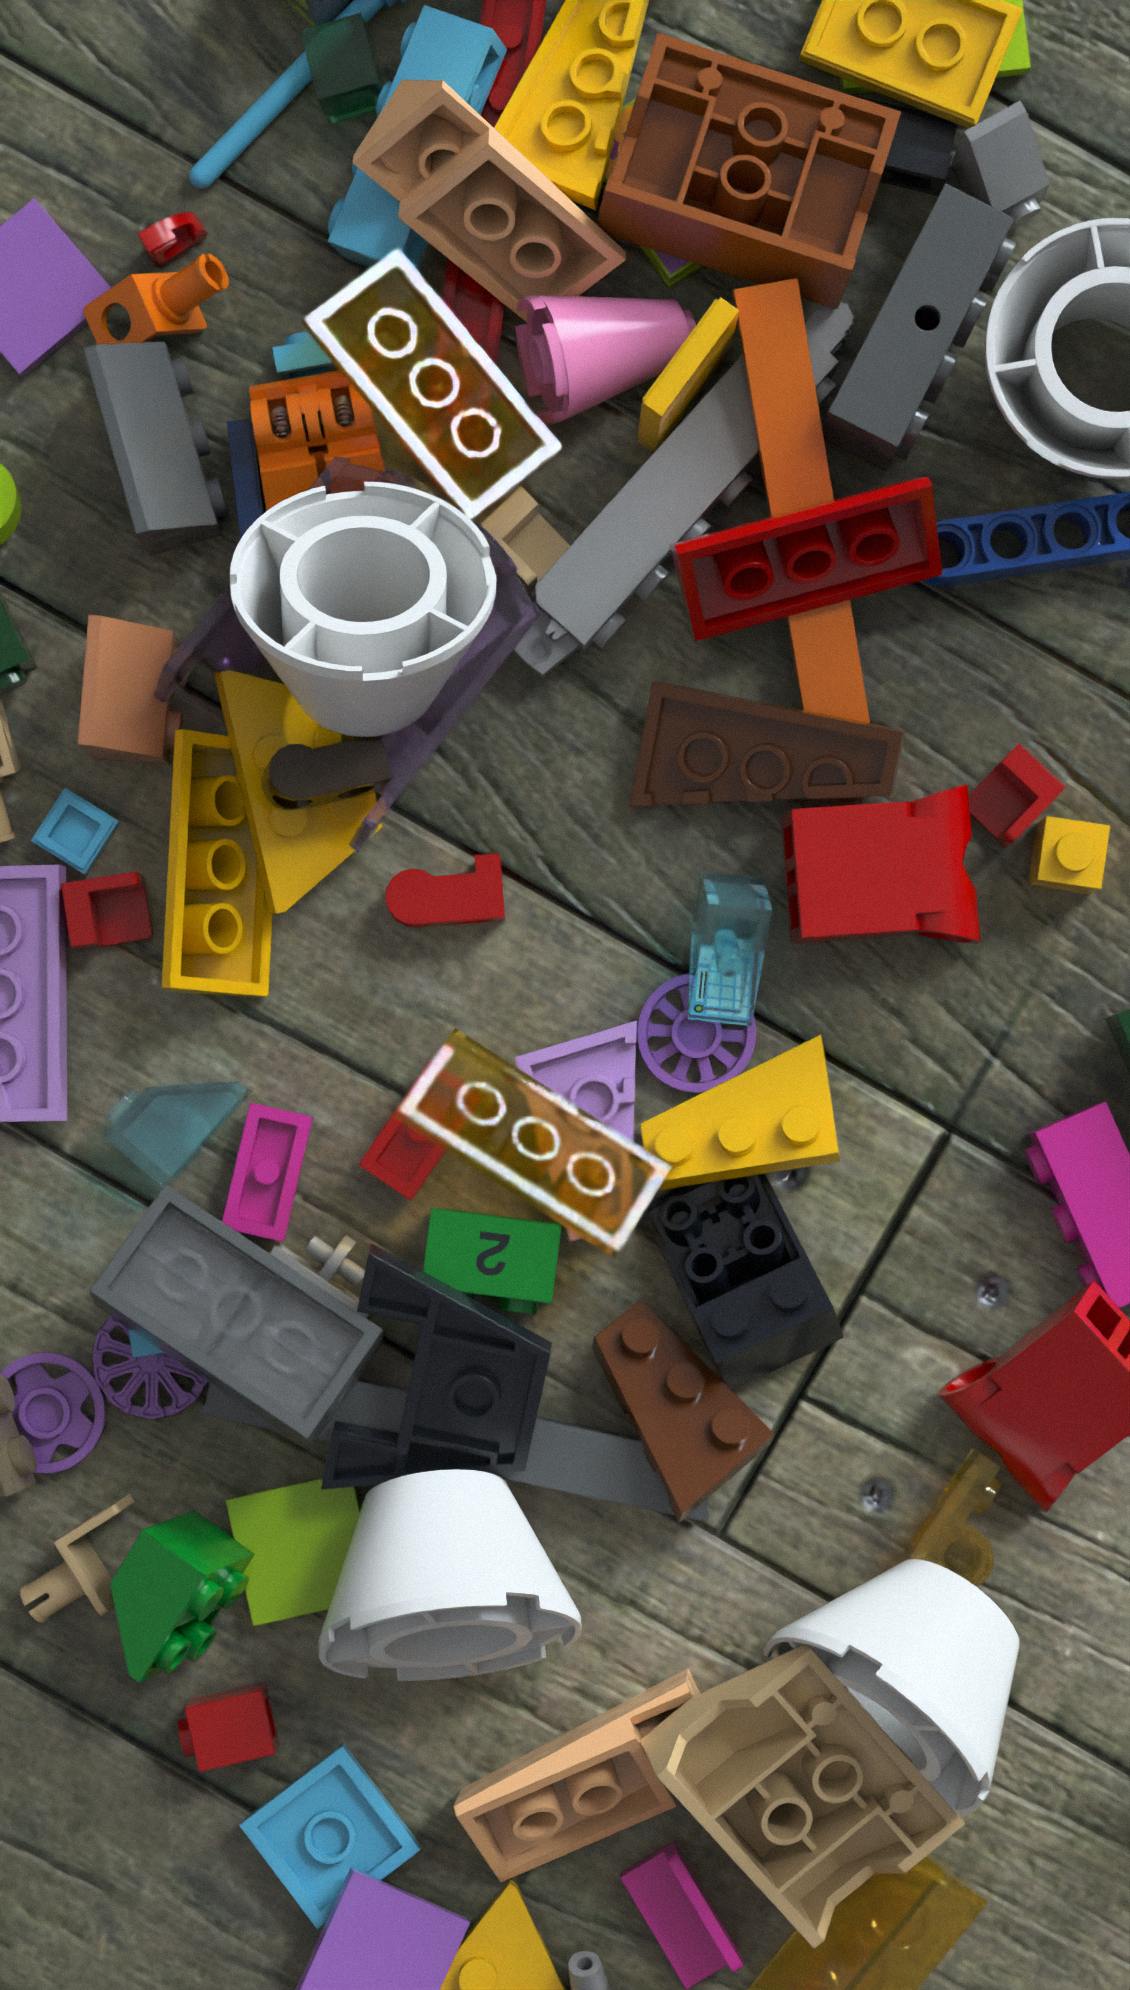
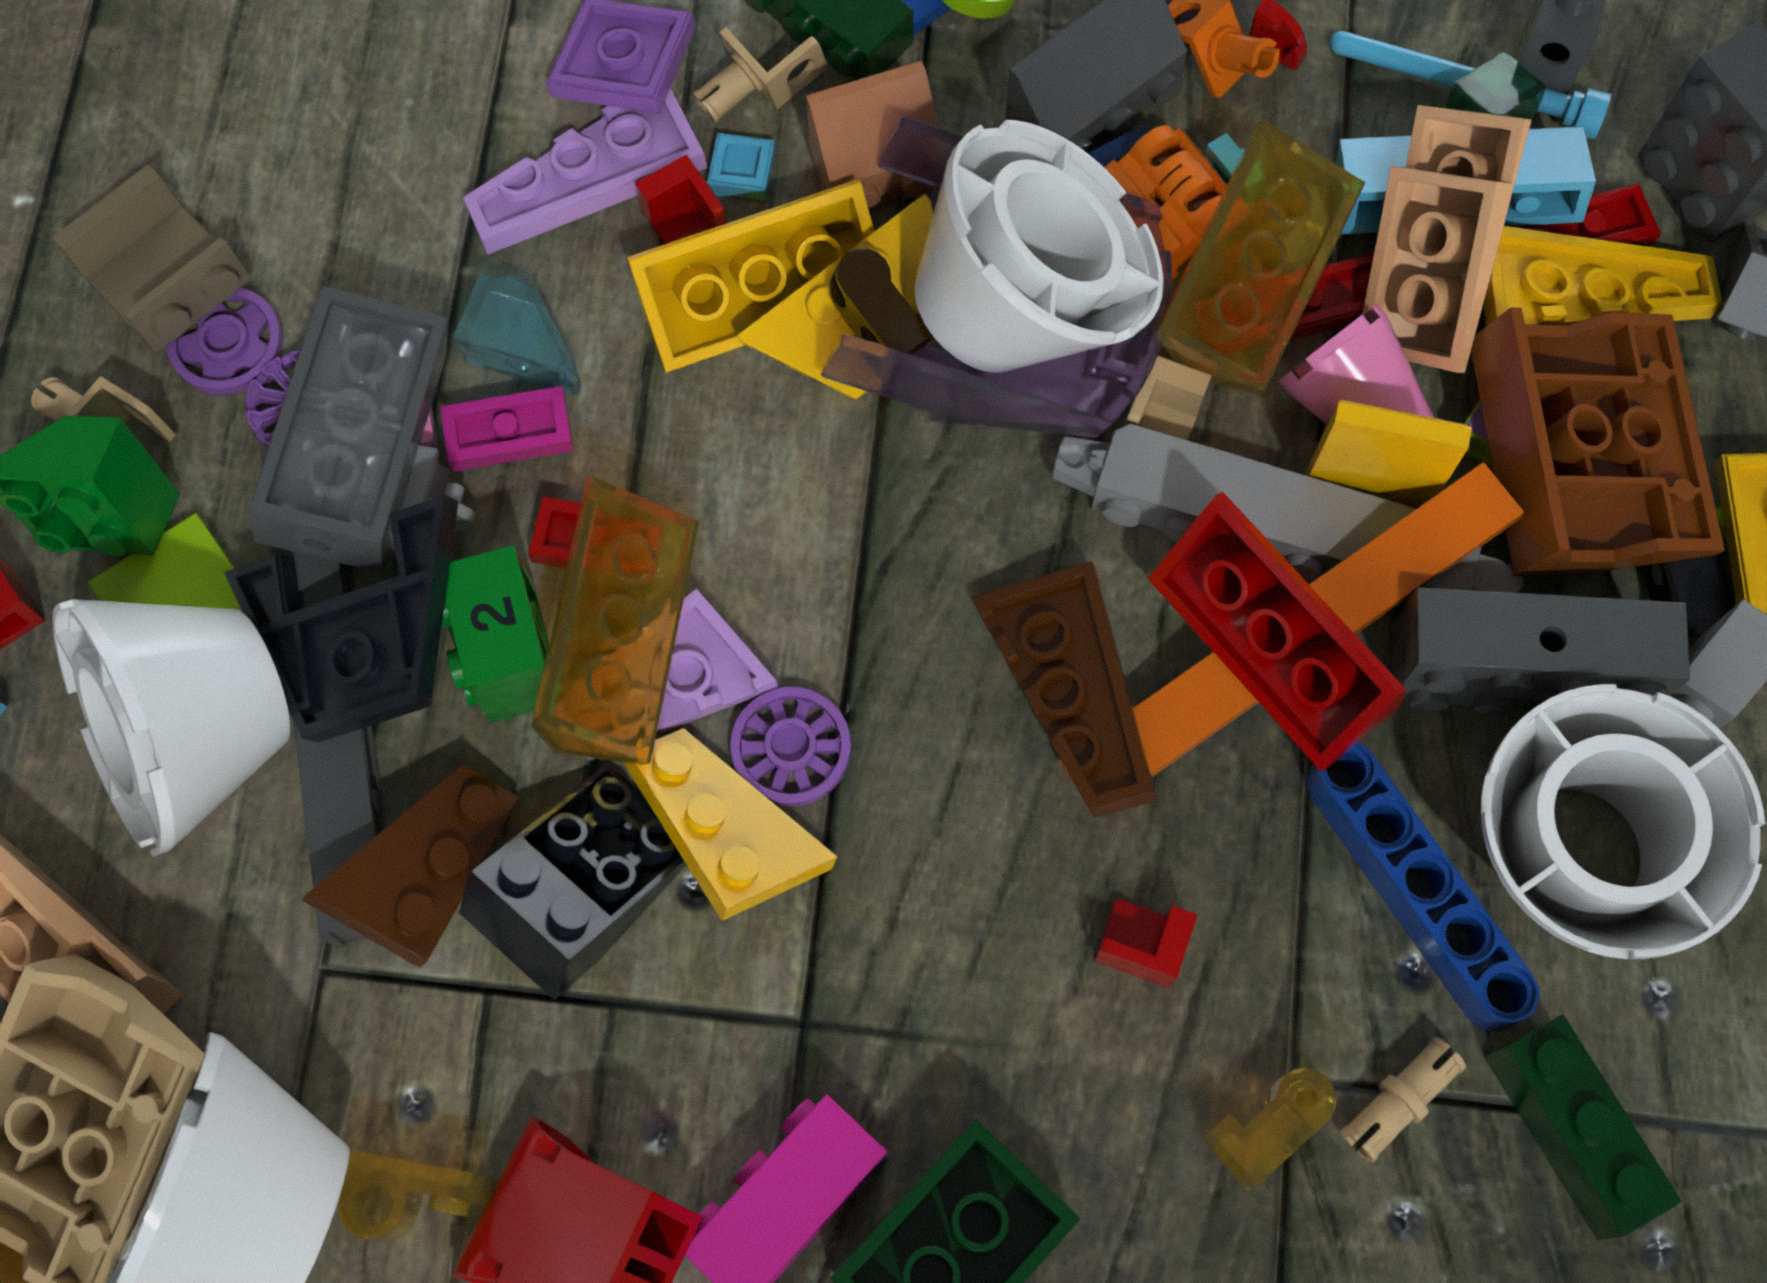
camera: 75 degrees right, 15 degrees down
(446, 900) = (817, 479): red leg -> none
(727, 948) = (878, 731): clear light blue slope -> none
(881, 870) = (1017, 842): red piece -> none
(1069, 855) = (1114, 1015): yellow brick -> none

